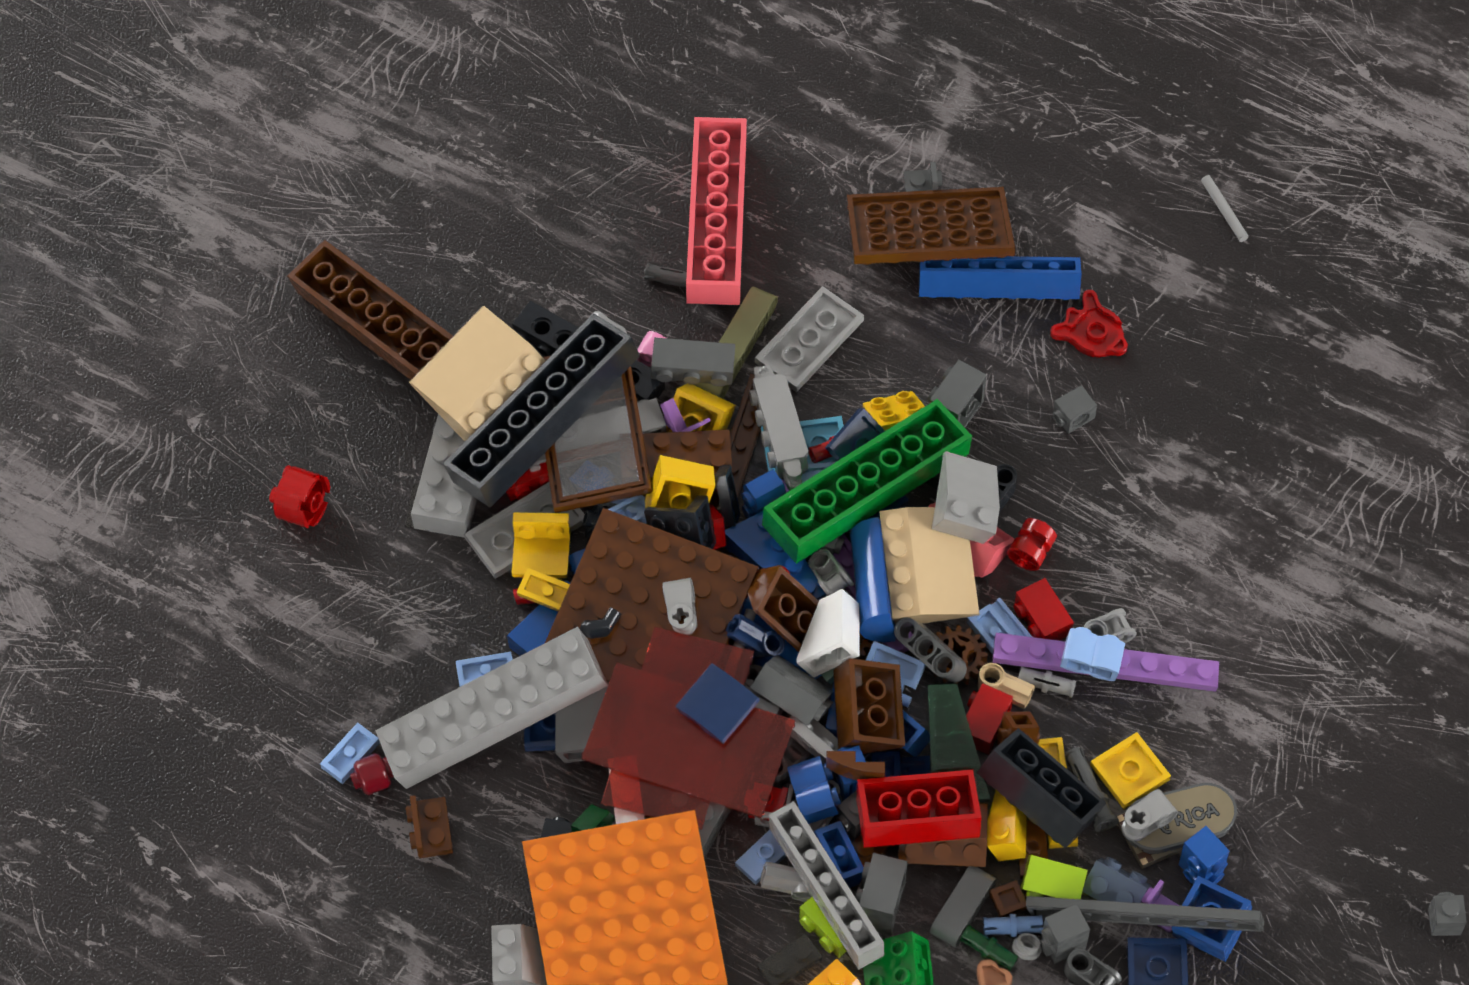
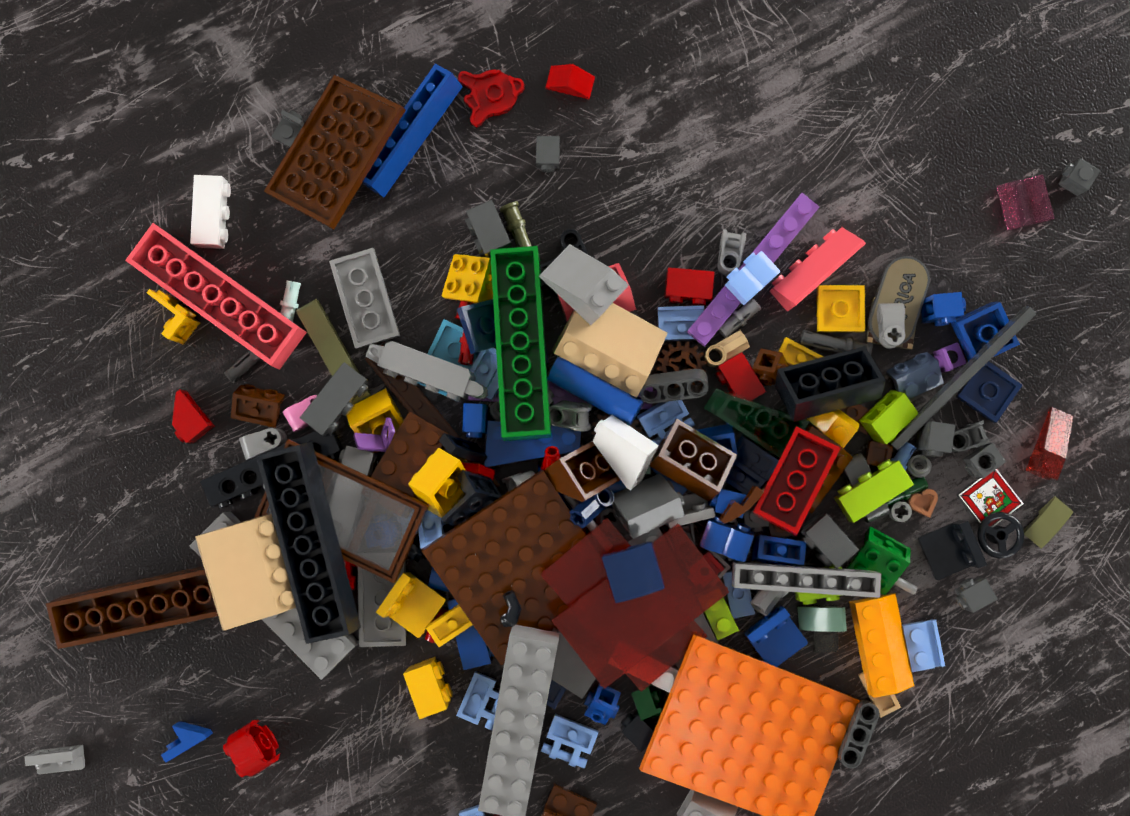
camera: 55 degrees left, 25 degrees up
(175, 342) = (57, 759): none -> light grey bracket
(269, 442) = (188, 736): none -> blue slope
(468, 613) = (428, 687): none -> yellow brick
(509, 782) = (573, 735): none -> light blue plate
(561, 786) = (602, 704): none -> blue brick
(582, 261) = (189, 418): none -> red slope
(636, 308) = (256, 405): none -> reddish brown bracket
(670, 198) = (183, 323): none -> yellow bracket
(680, 601) = (535, 545): light grey piece -> none
(730, 840) = (720, 620): none -> lime brick
(747, 912) = (776, 637): none -> blue bracket
(760, 277) = (290, 298): none -> light aqua pin
(792, 162) = (210, 211): none -> white brick
(797, 942) = (822, 618): none -> sand green slope
(964, 900) = (873, 490): none -> lime brick
(969, 952) = (908, 511): none -> light grey bush
(983, 422) = (515, 224): none -> olive pin
(1031, 545) = (632, 255): red wheel -> none
(1153, 719) = (816, 267): none -> coral slope
(1162, 390) = (570, 80): none -> red slope
(1381, 884) = (1025, 202): none -> clear pink slope

